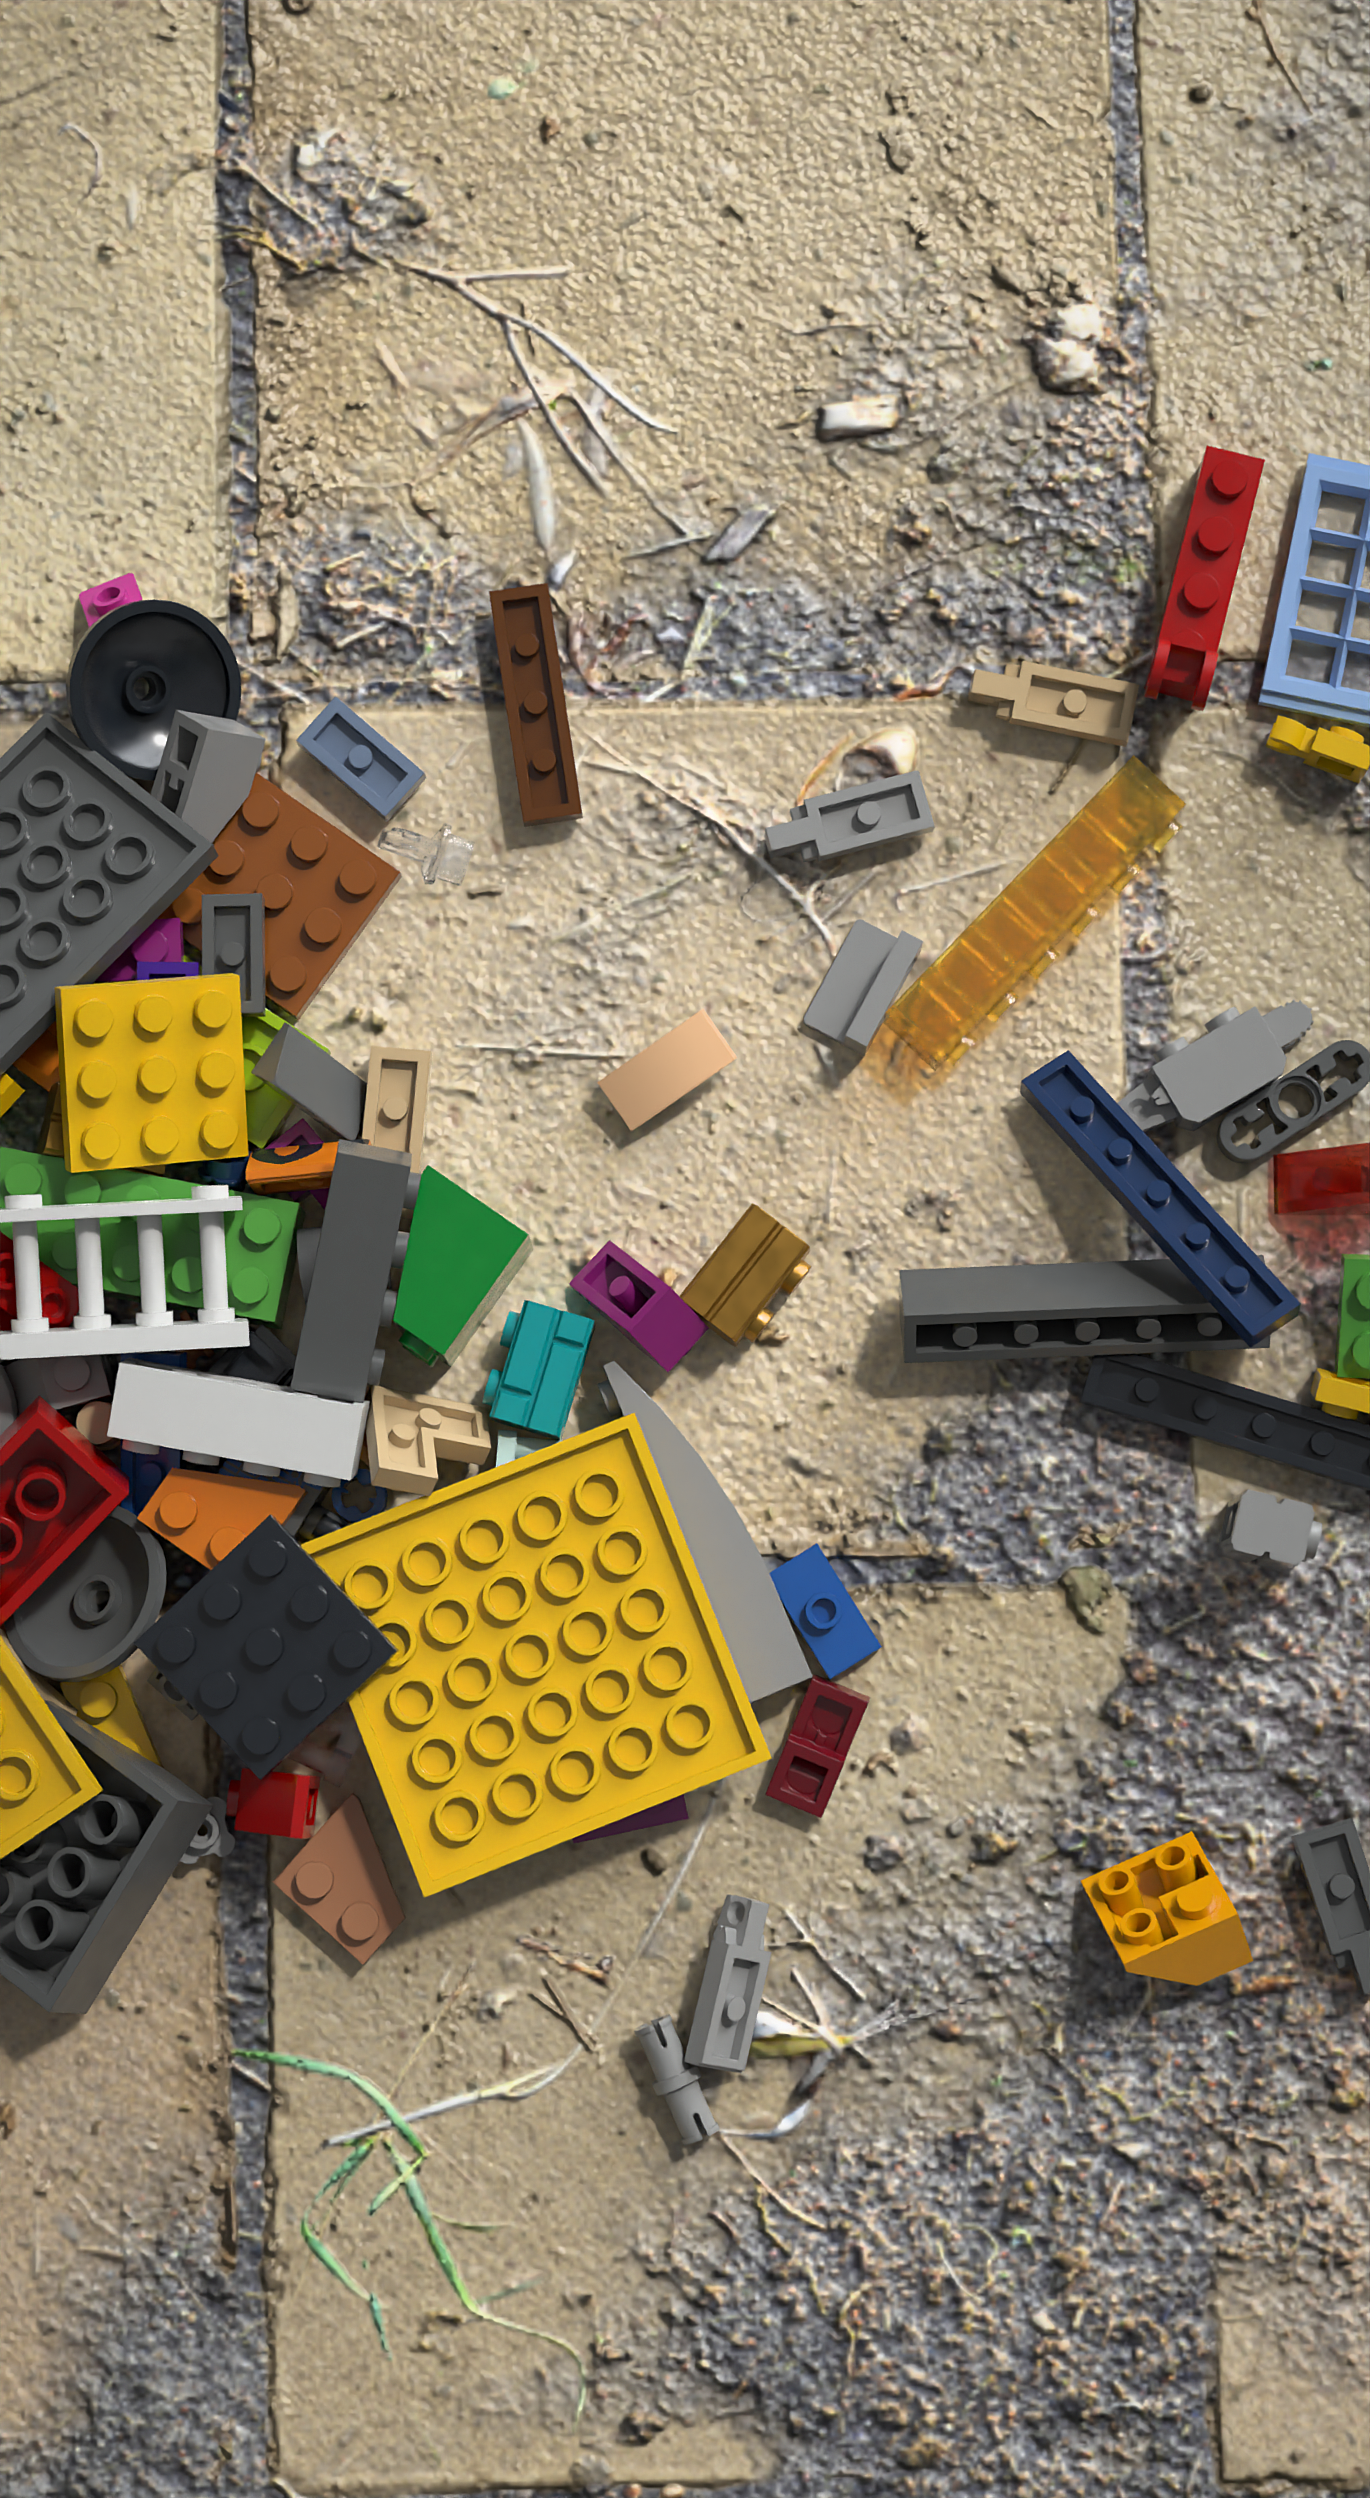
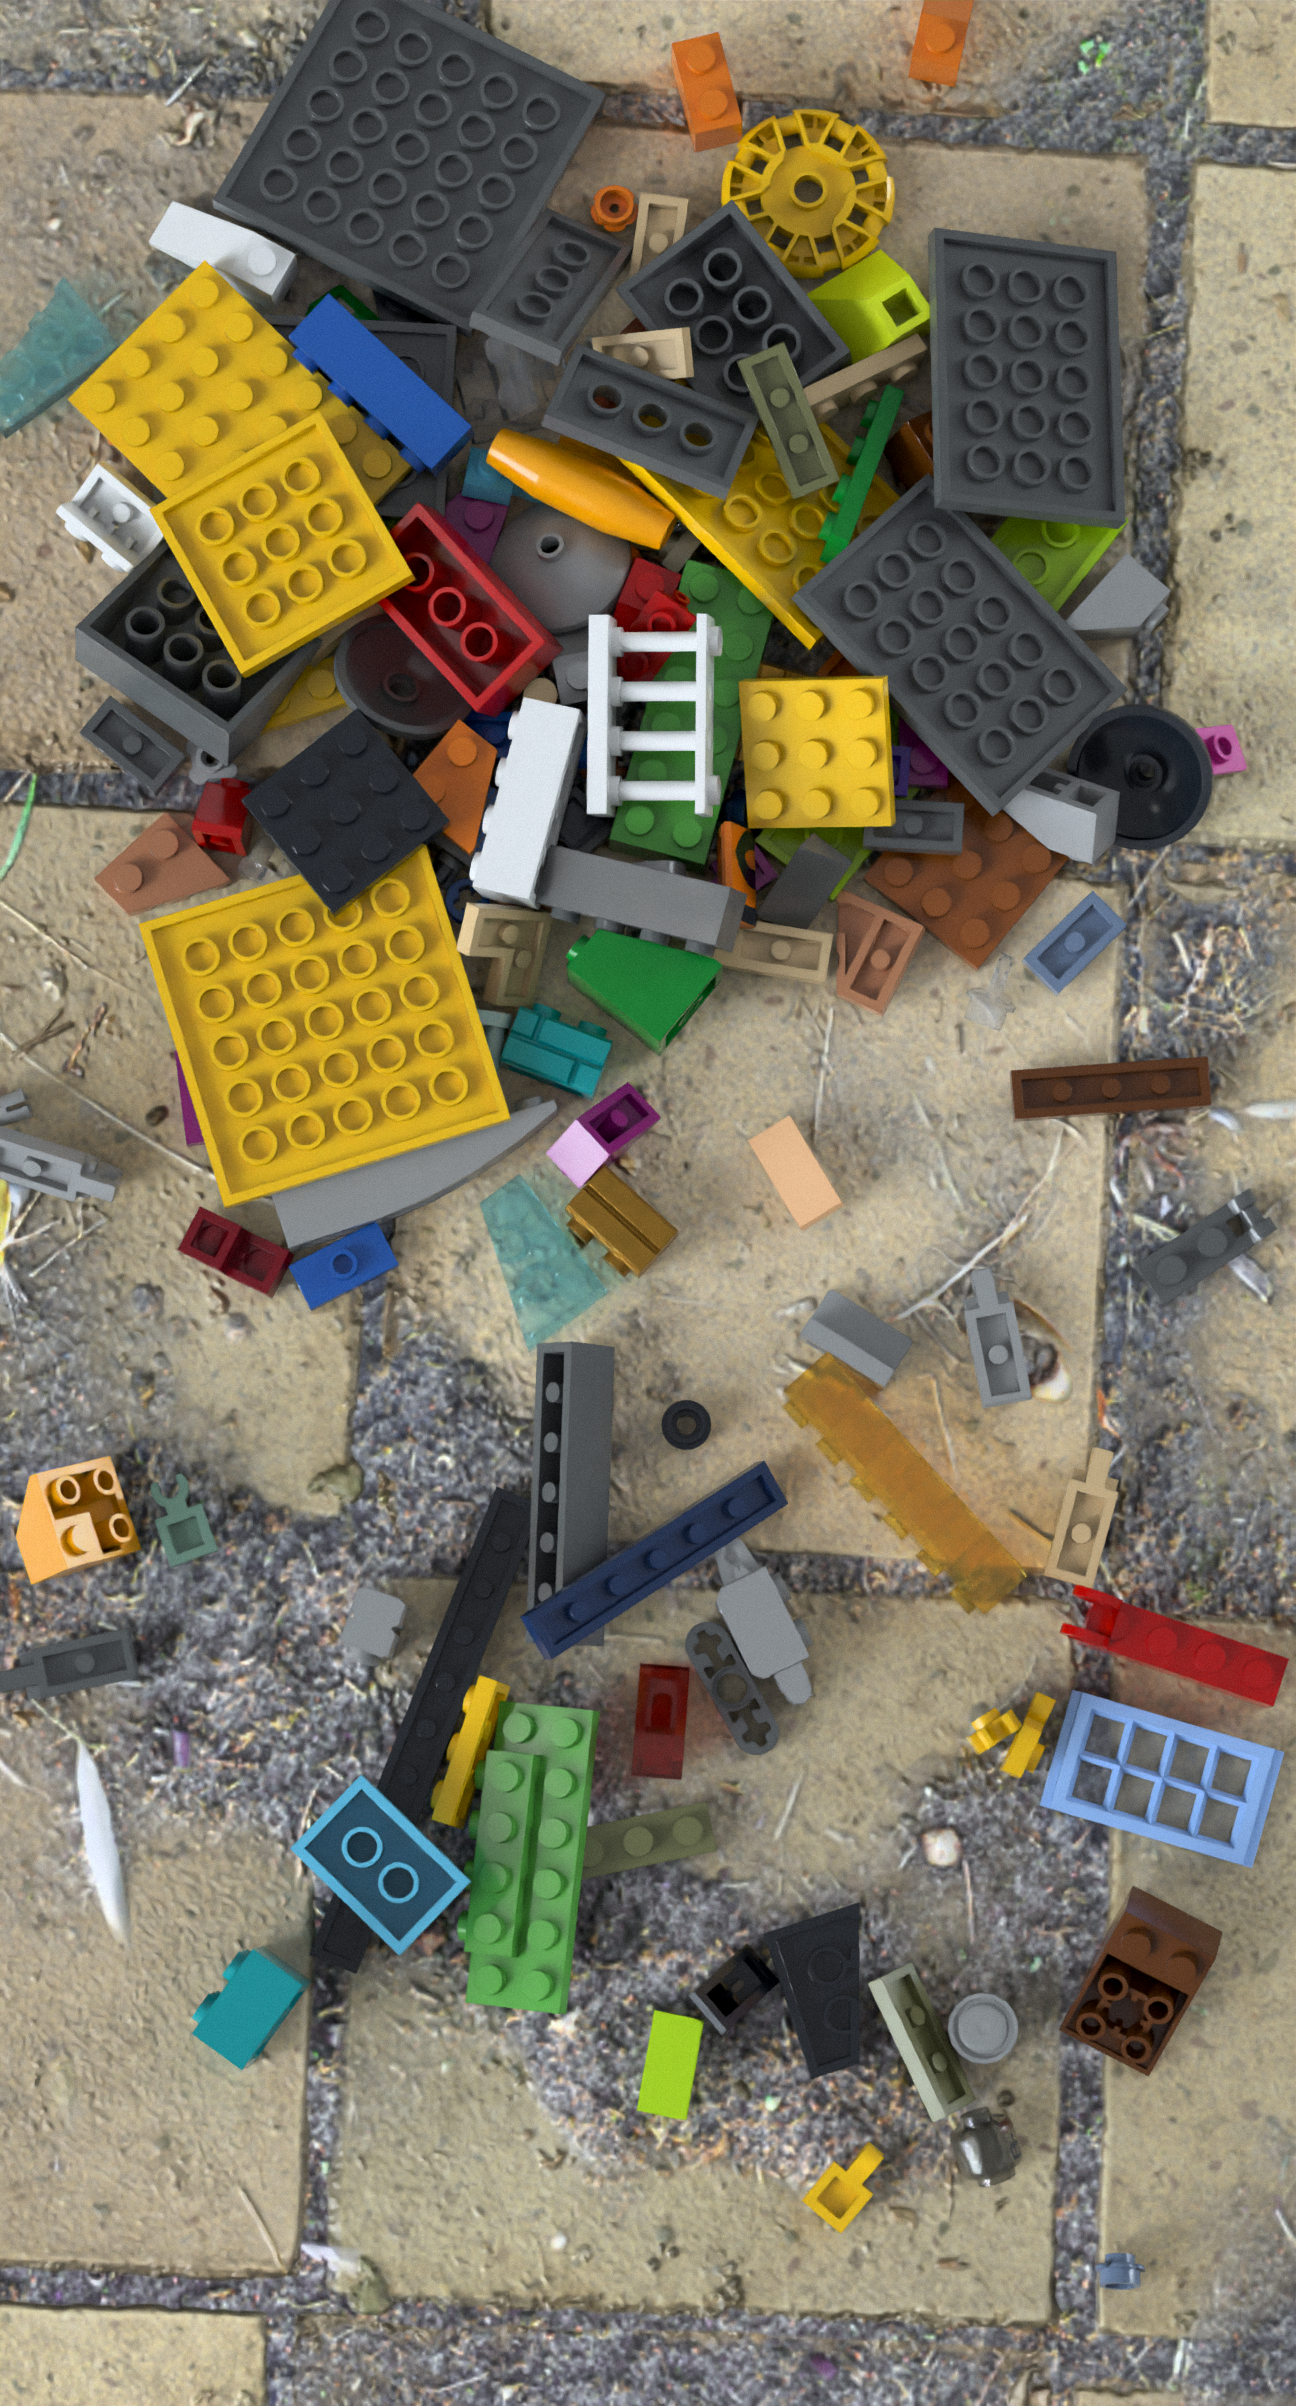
camera: 90 degrees right, 0 degrees up
(191, 1930) = (133, 746): none -> dark grey plate
(388, 999) = (872, 951): none -> nougat wing
(719, 584) = (1203, 1248): none -> dark grey plate
(800, 1373) = (539, 1263): none -> clear light blue wing
(986, 1161) = (697, 1413): none -> black plate
(1166, 1778) = (185, 1529): none -> sand green plate
(1319, 786) = (992, 1728): none -> yellow plate

